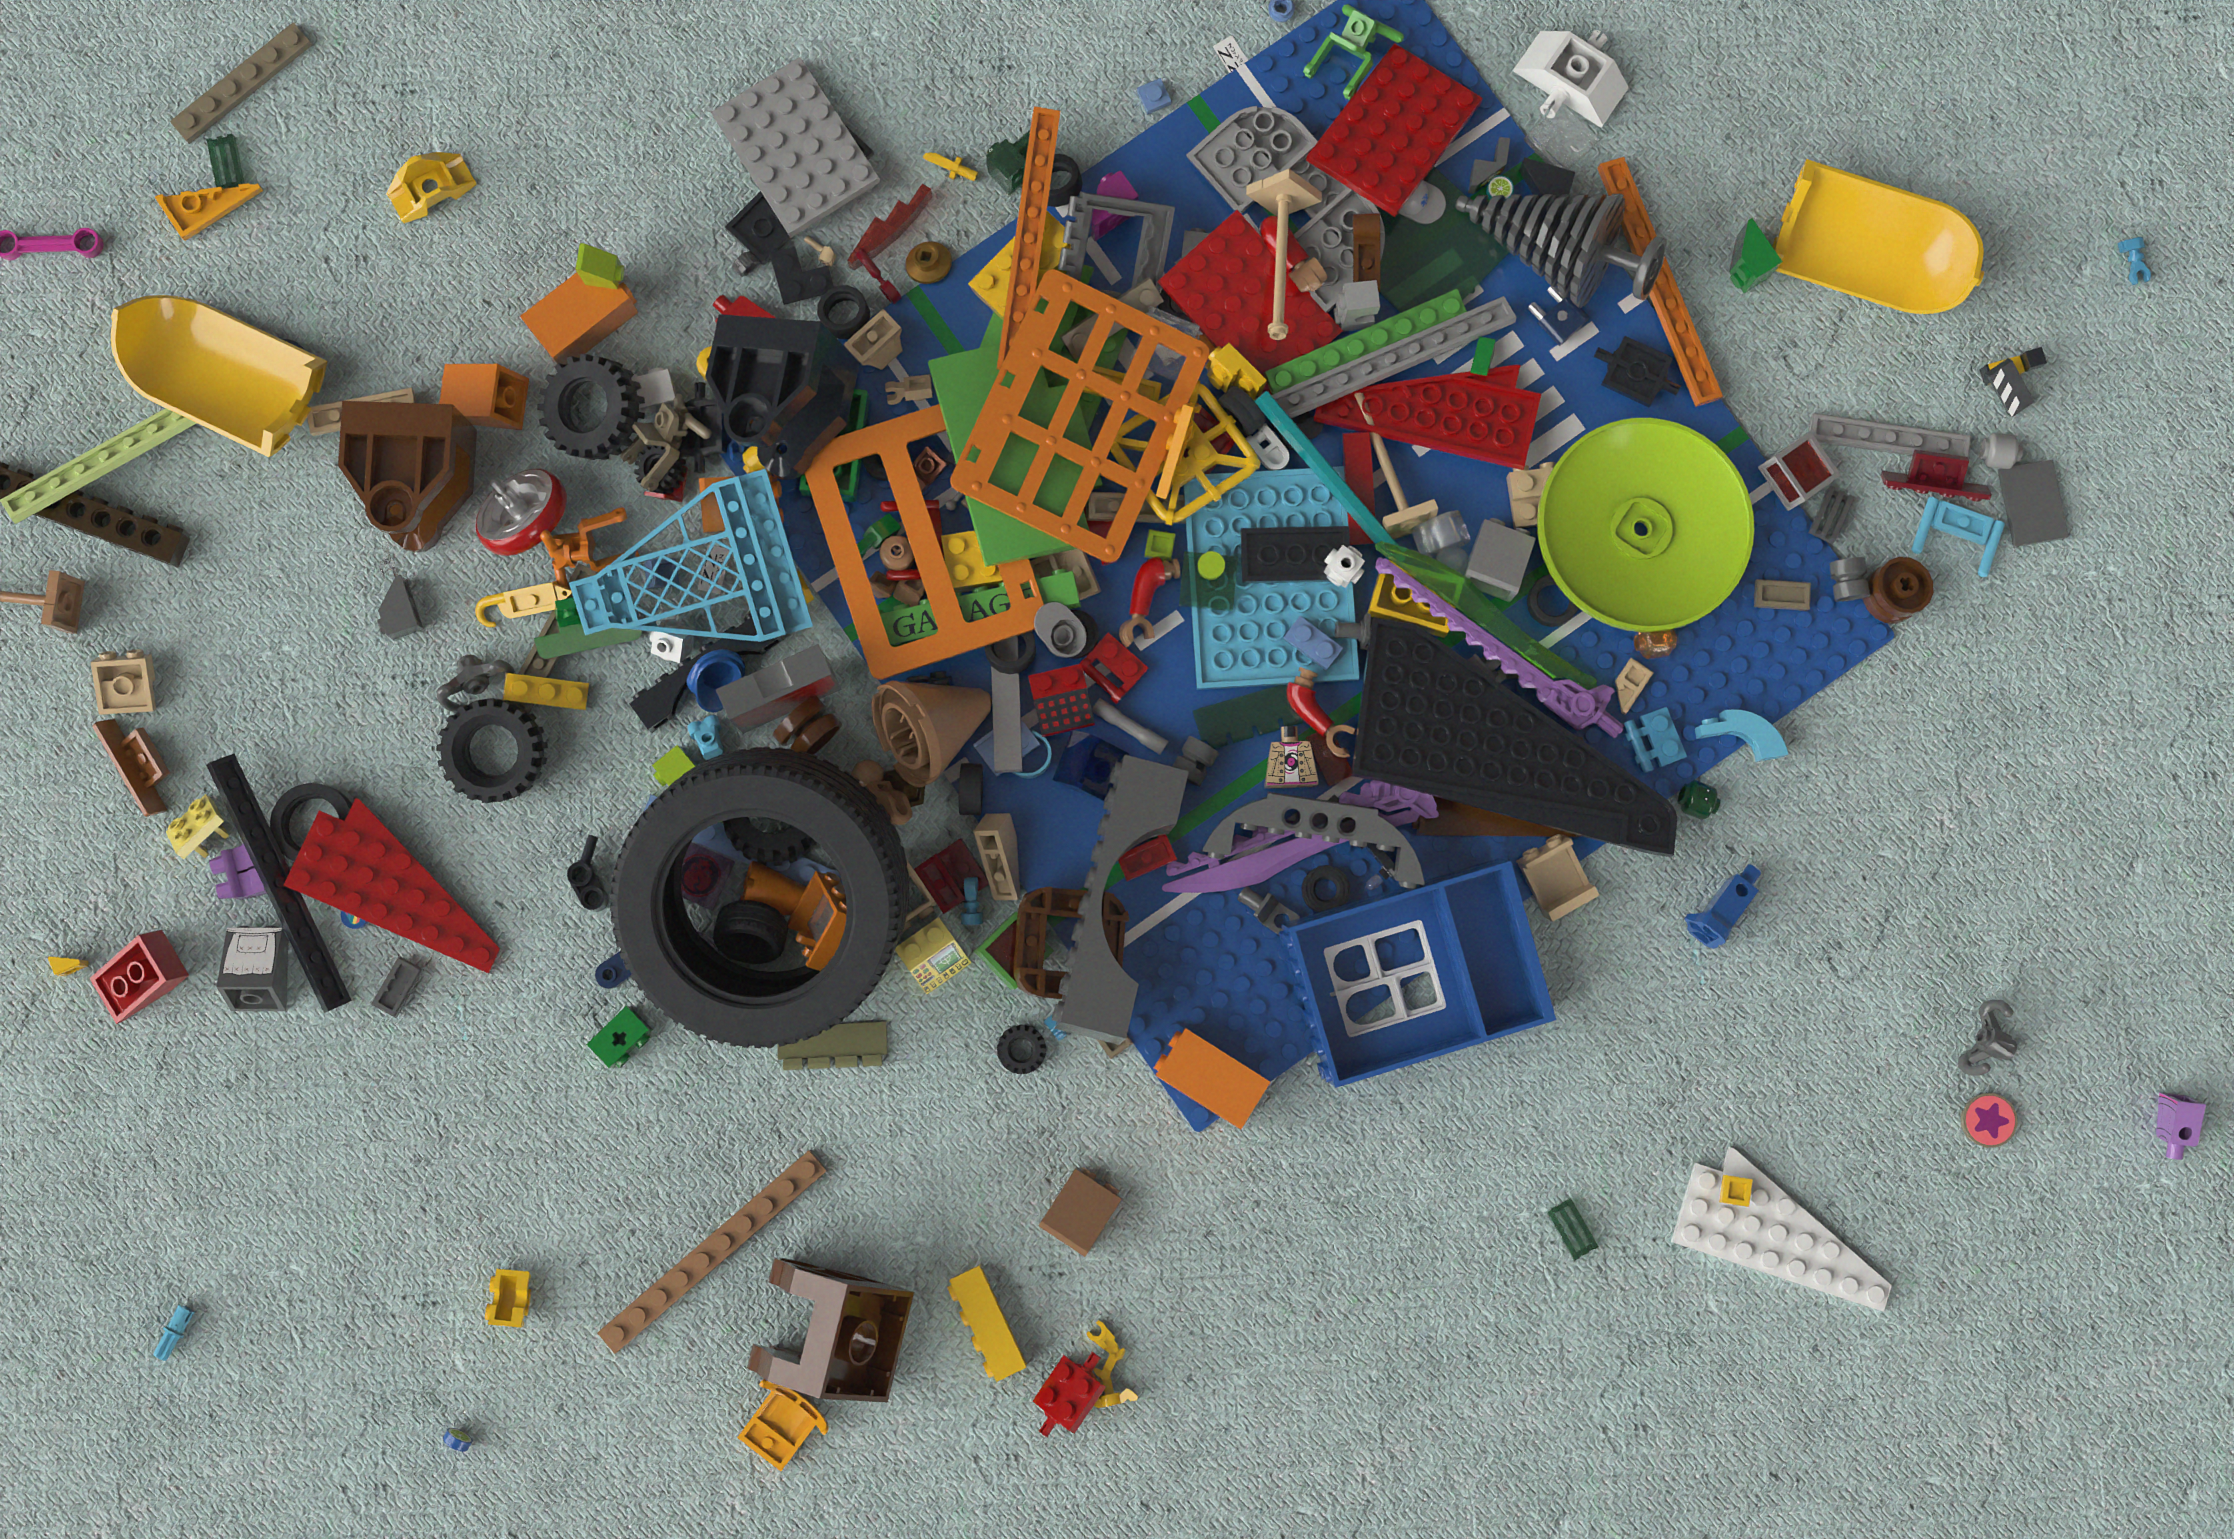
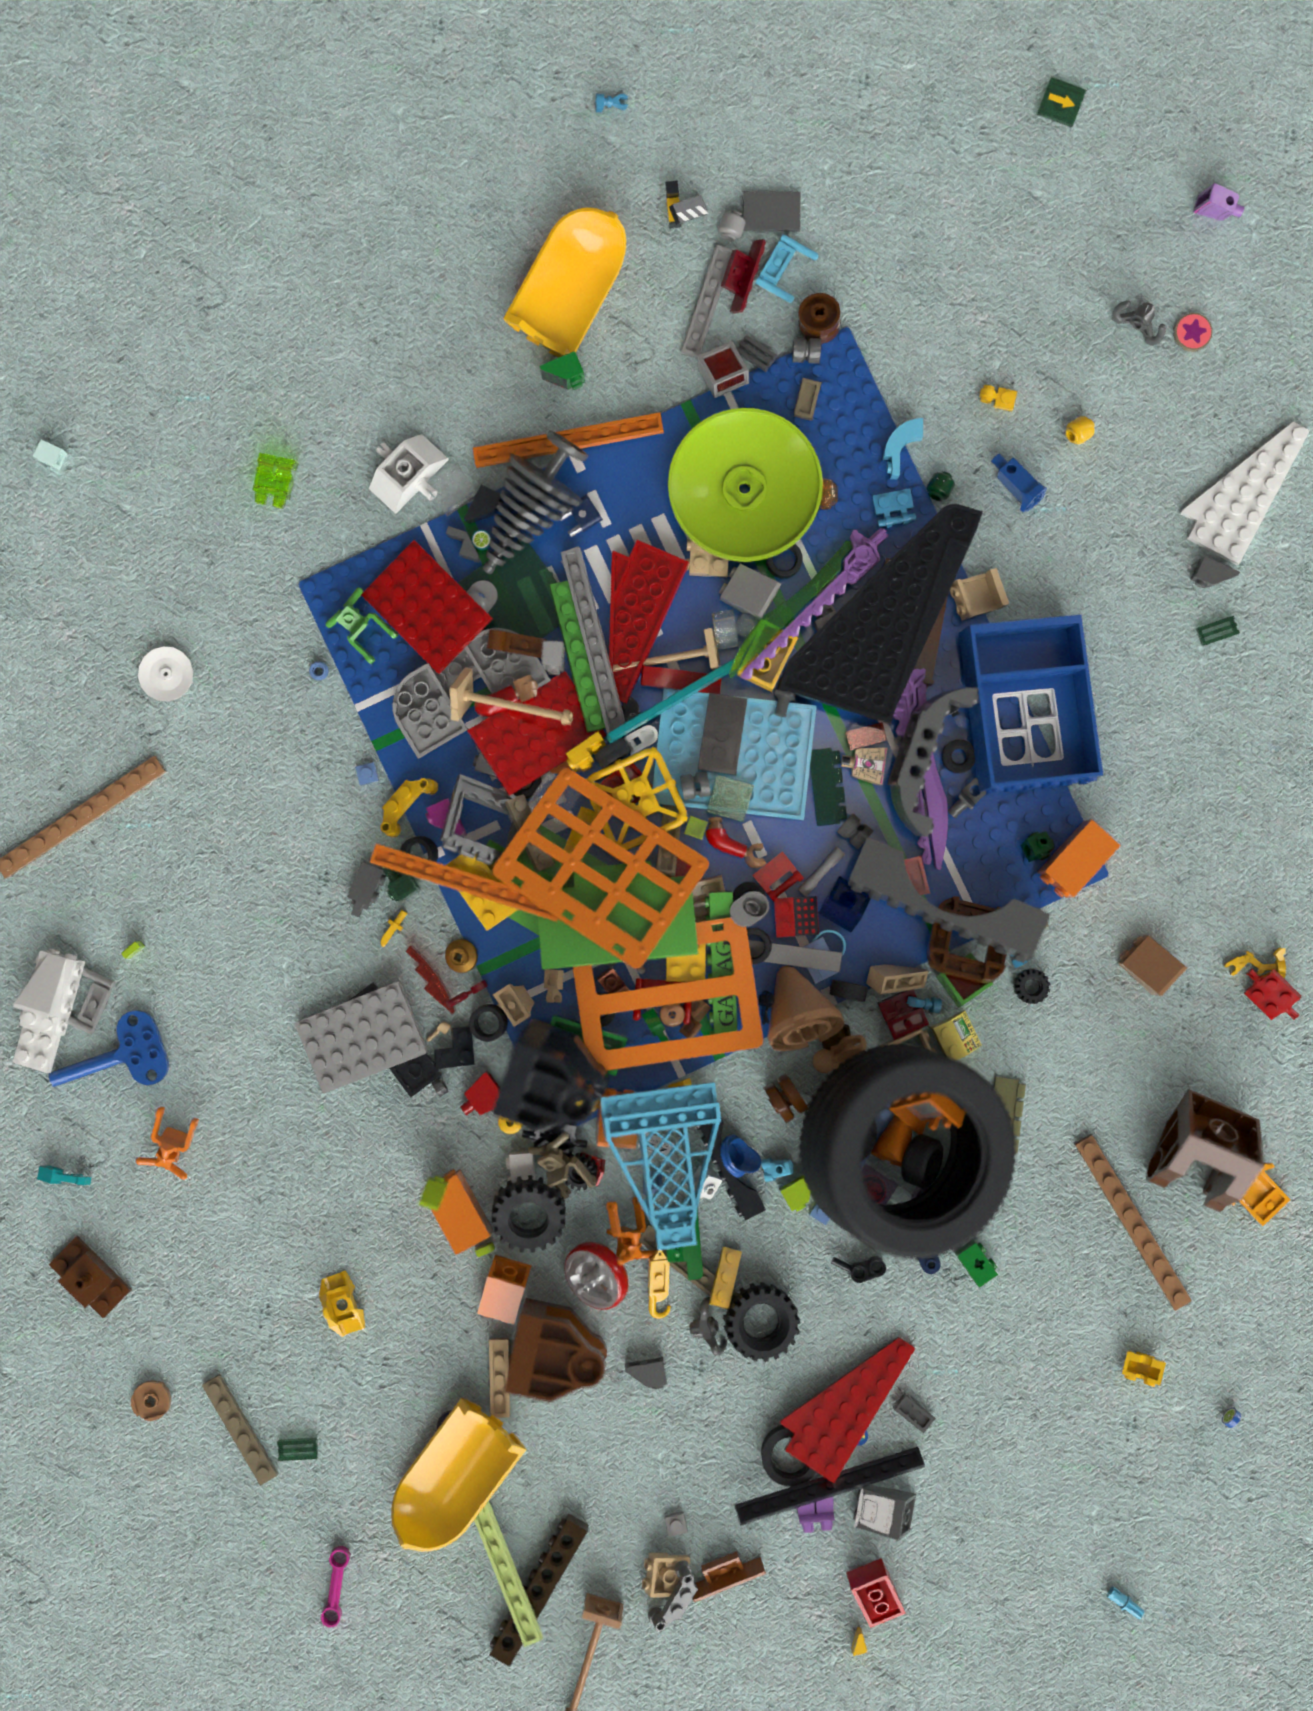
camera: 80 degrees left, 5 degrees up
(90, 703) = (678, 1599): none -> dark grey plate
(195, 211) = (330, 1475): light orange wing -> none
(195, 826) = (779, 1538): light yellow plate -> none
(196, 685) = (676, 1524): none -> light grey plate
(533, 361) = (484, 1249): none -> lime tile
(778, 689) = (758, 1114): dark grey tile -> none
(987, 1322) = (1214, 1041): yellow brick -> none
(997, 118) = (365, 887): none -> dark grey hinge
(1124, 145) = (401, 801): none -> yellow plate
(1176, 445) = (633, 803): light orange wing -> none
(1211, 565) = (720, 794): lime tile -> none
(1212, 520) = (688, 787): none -> dark grey wheel
(1219, 1020) = (1037, 846): none -> dark green brick
(1230, 53) = (345, 713): white sticker -> none
(1304, 703) = (827, 747): red piece -> none
(1313, 643) = (786, 733): medium blue plate -> none
(1337, 573) = (736, 708): white brick -> none
(1483, 356) = (602, 575): green piece -> none
(1631, 683) = (851, 517): tan tile -> none
(1637, 371) = (631, 469): black plate -> none
(1652, 1205) = (1211, 572): none -> dark grey slope
(1735, 1190) = (1214, 514): yellow plate -> none
(1817, 982) = (1080, 430): none -> yellow head
(1839, 869) = (1003, 399): none -> yellow plate

